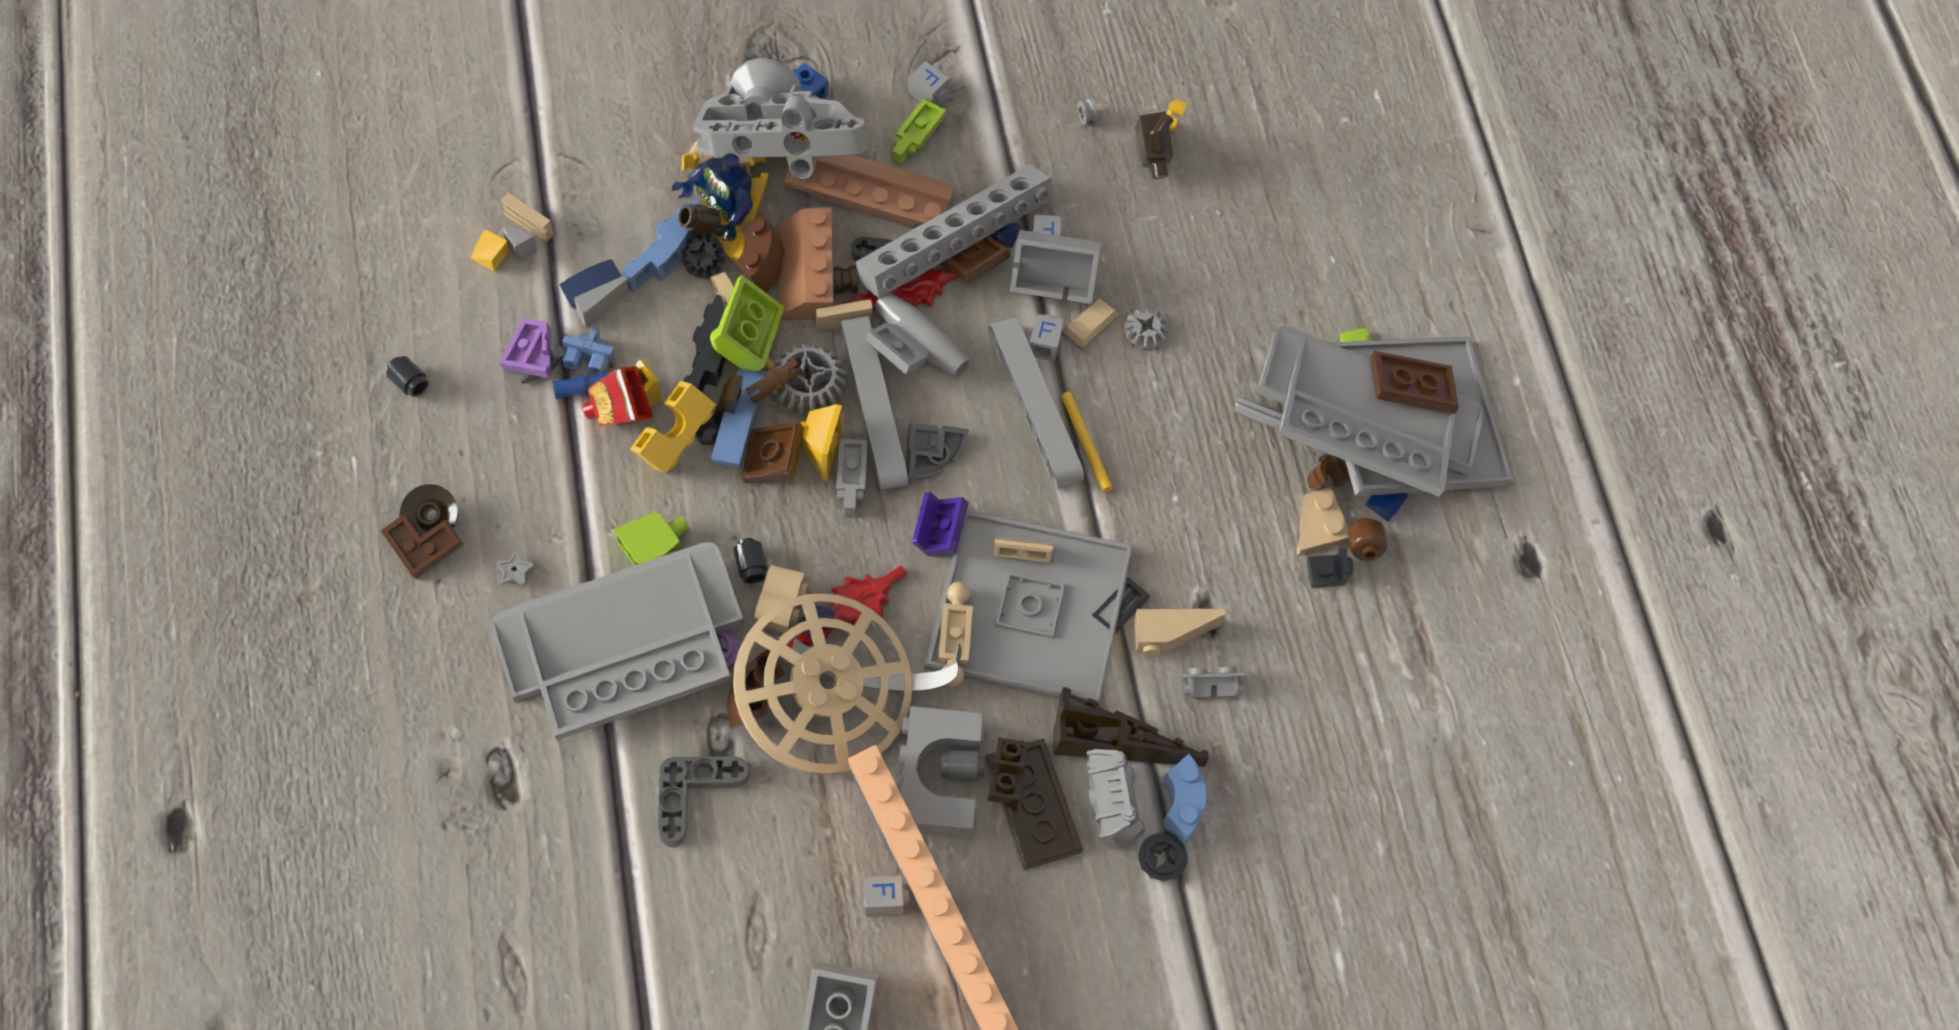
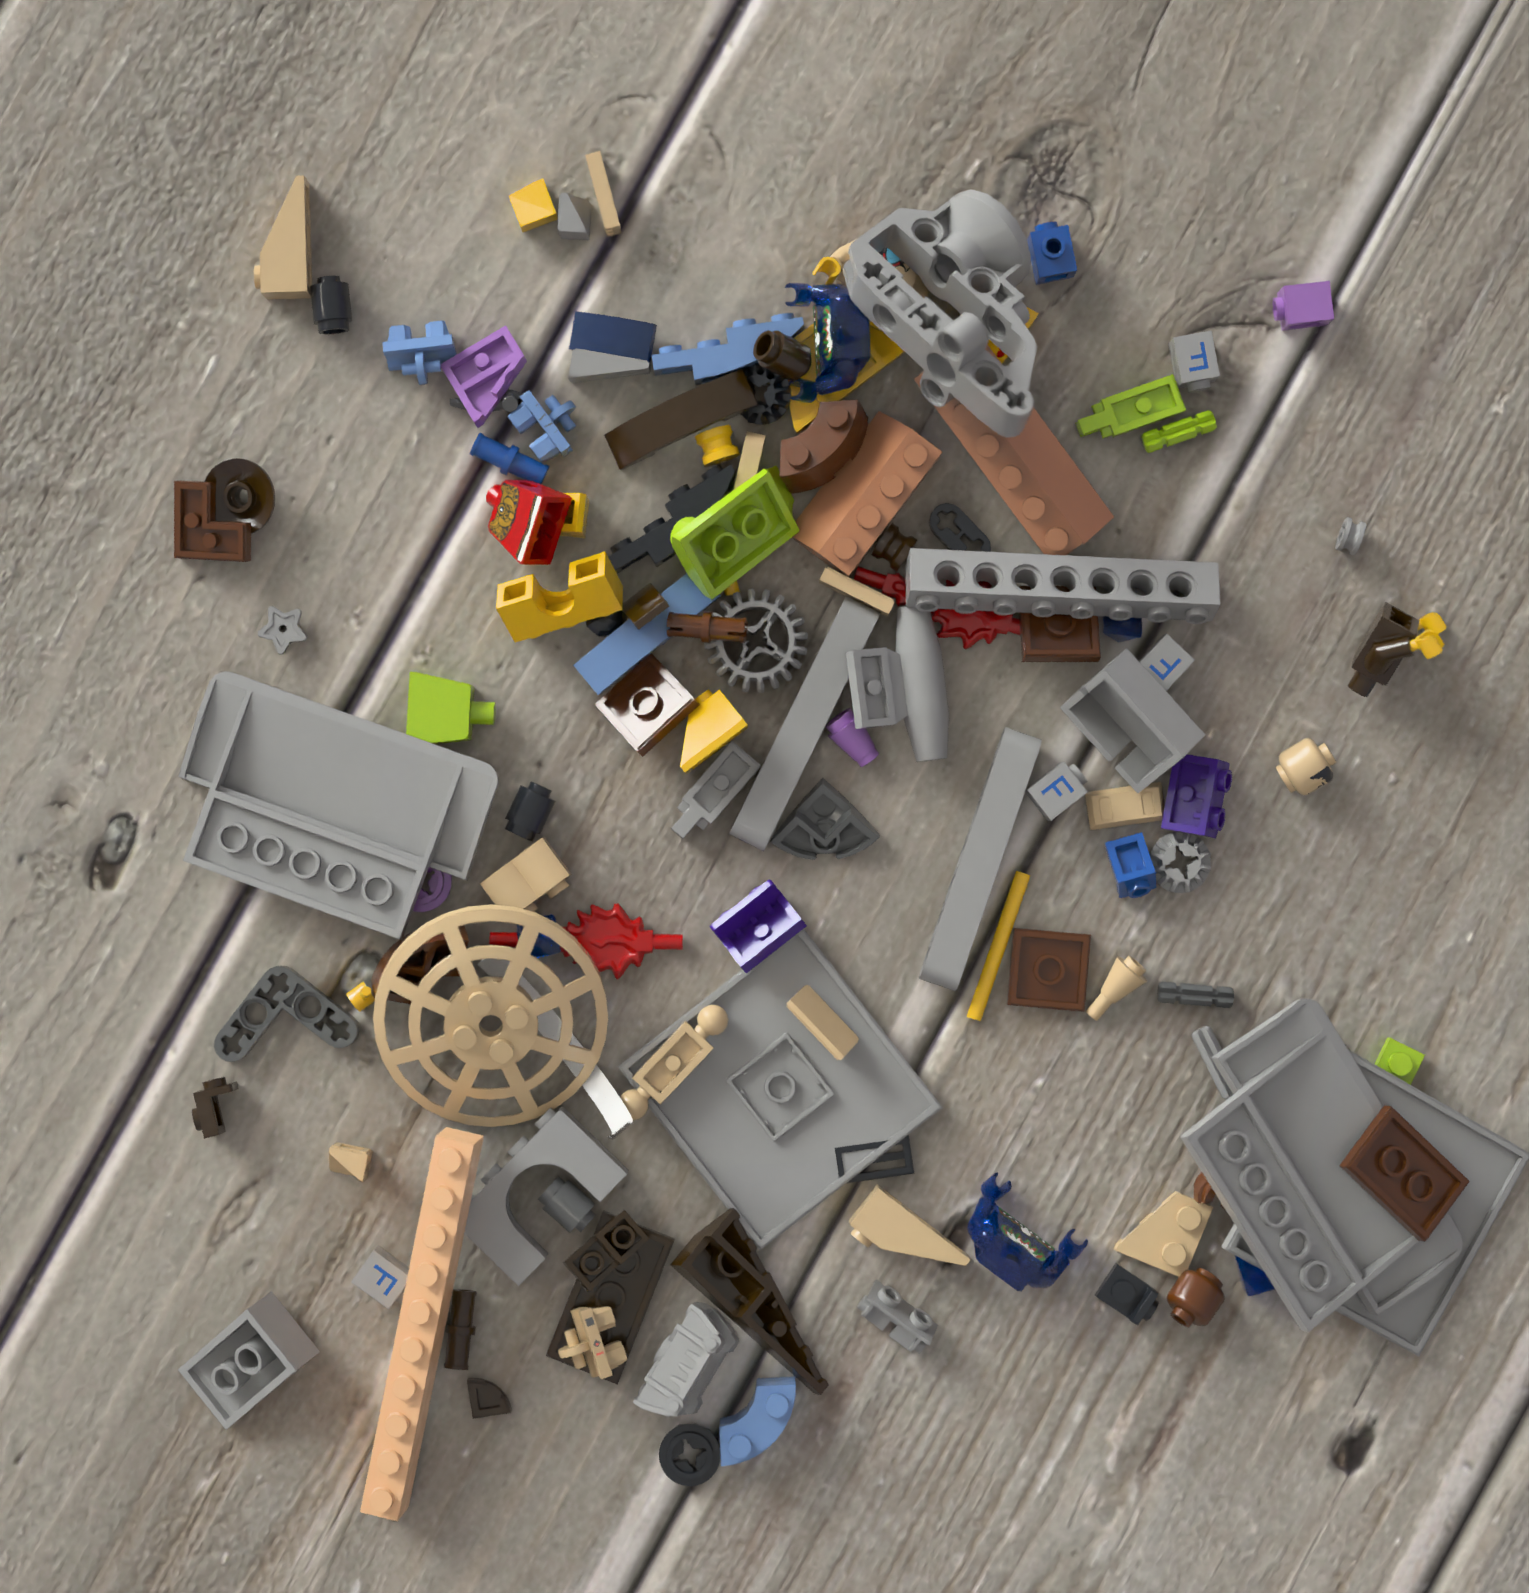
camera: 45 degrees right, 25 degrees up
(360, 370) = (287, 252): none -> tan slope
(481, 364) = (419, 354): none -> medium blue hips
(663, 297) = (680, 418): none -> dark brown slope
(689, 882) = (207, 1114): none -> dark brown bracket
(699, 296) = (717, 445): none -> yellow wheel
(732, 738) = (361, 996): none -> yellow hand
(804, 843) = (350, 1160): none -> tan slope
(907, 390) = (853, 741): none -> medium lavender cone
(951, 125) = (1178, 431): none -> lime axle
(960, 893) = (460, 1329): none -> dark brown pin
(964, 24) = (1304, 305): none -> medium lavender brick
(1010, 924) = (487, 1398): none -> dark brown tile
(1046, 829) = (599, 1357): none -> tan hips
(1122, 287) = (1197, 796): none -> dark purple bracket
(1122, 345) = (1131, 866): none -> blue bracket
(1125, 434) = (1048, 969): none -> reddish brown tile
(1168, 232) = (1306, 766): none -> tan head
(1171, 405) = (1122, 980): none -> tan cone
(1217, 387) = (1195, 994): none -> dark grey axle
(1241, 586) = (1013, 1249): none -> clear blue torso

